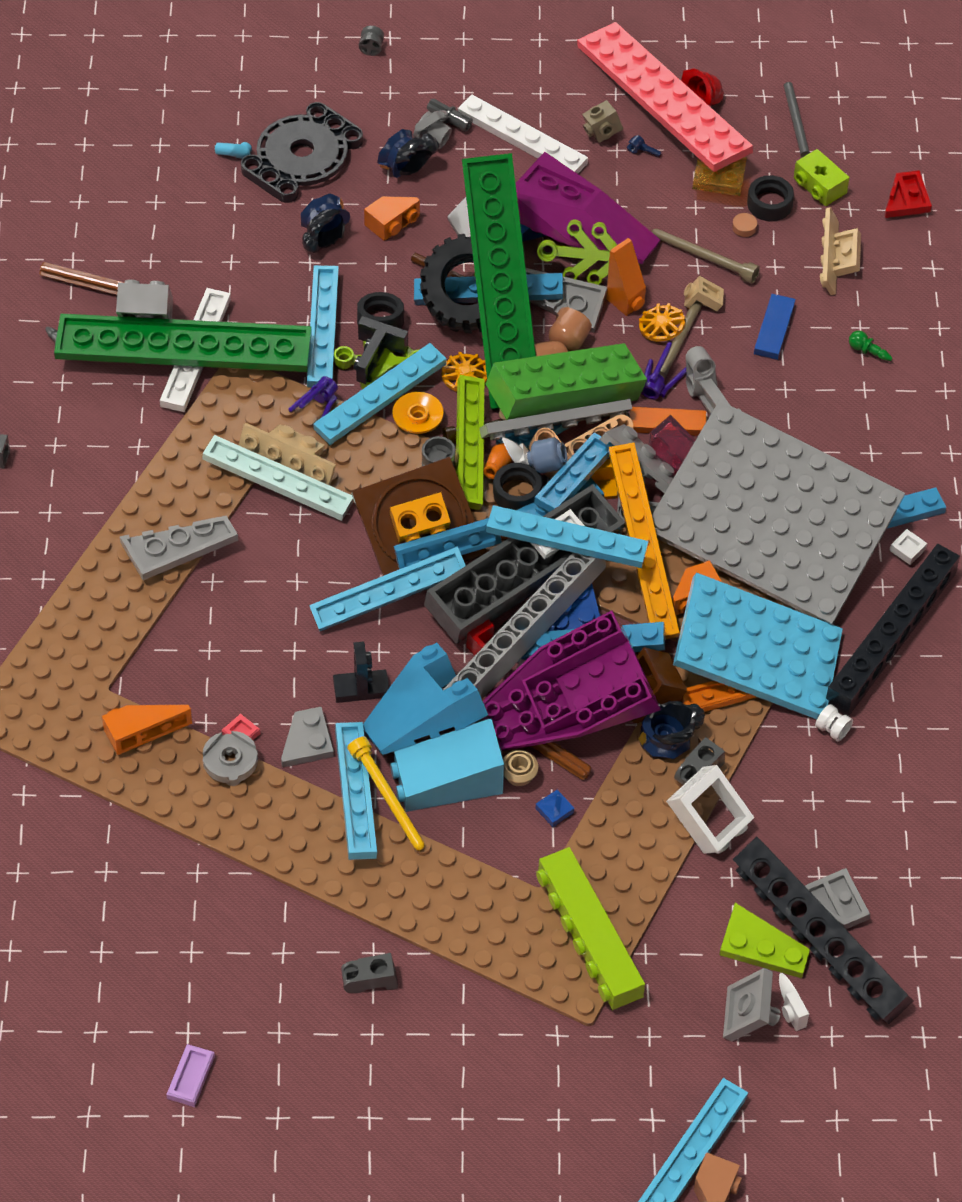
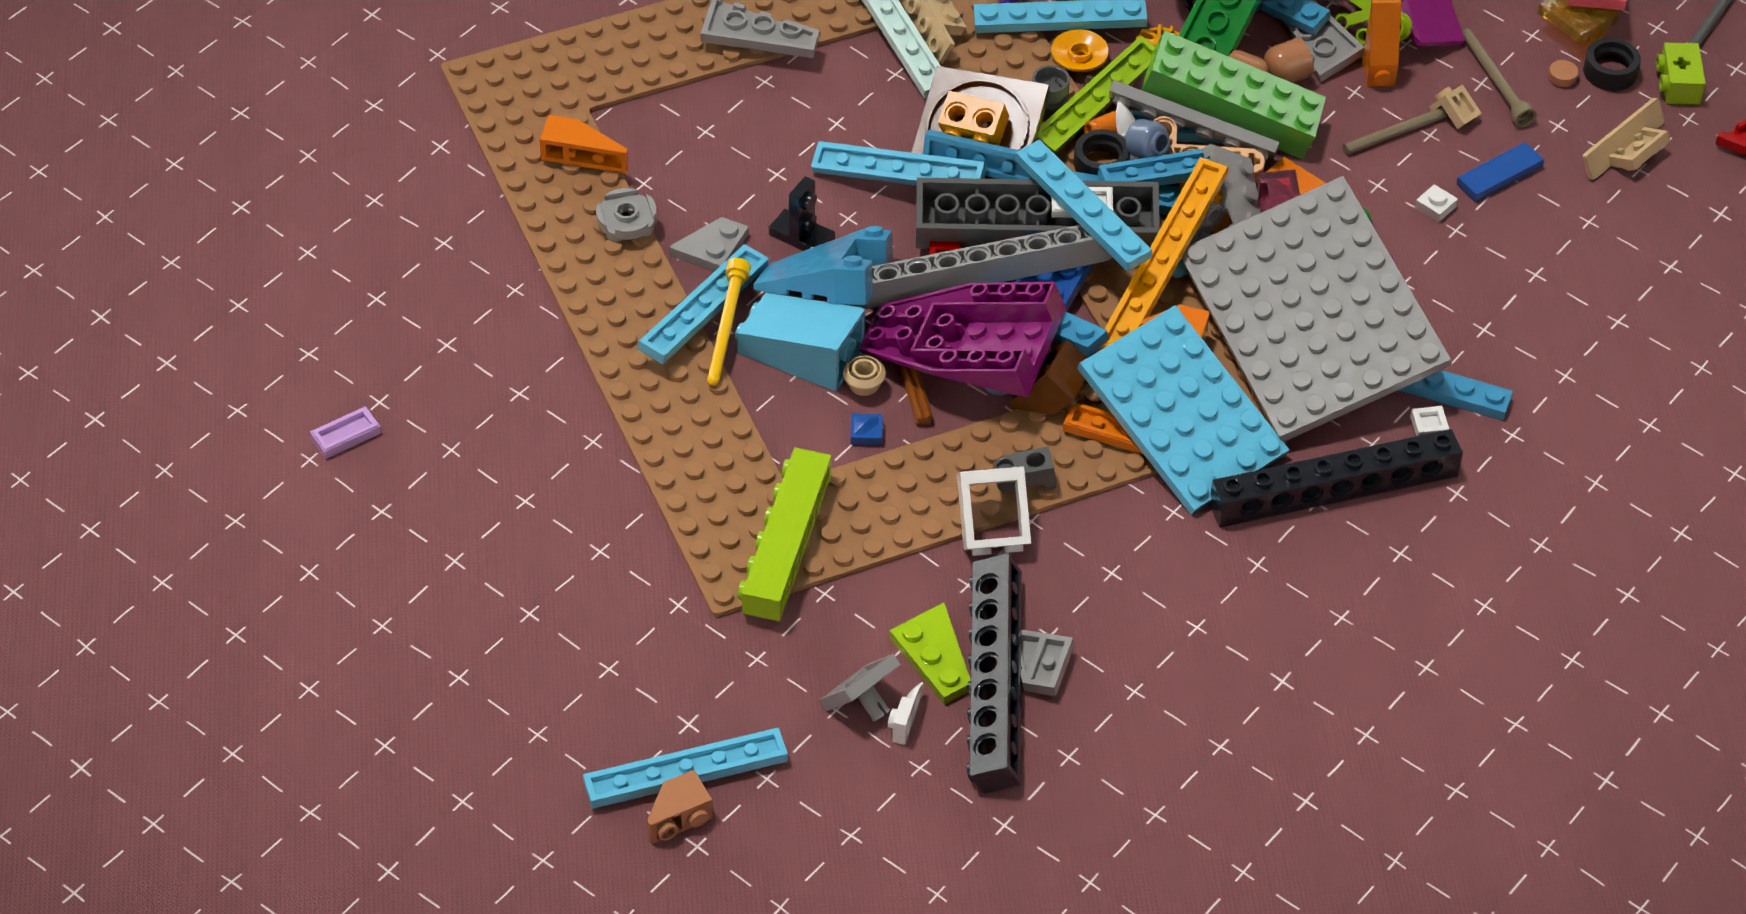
camera: 40 degrees right, 5 degrees down
(242, 725) = (666, 205): coral tile -> none
(369, 973) = (568, 450): dark grey leg -> none
(655, 383) = (1327, 149): dark purple plant -> none
(662, 322) = (1391, 106): light orange wheel -> none
(670, 729) = (1029, 423): piece -> none
(702, 378) = (1374, 169): light grey piece -> none
(757, 377) = (1436, 203): none -> white plate
(834, 723) = (1195, 520): white wheel -> none
(859, 341) = (1571, 229): green bar -> none

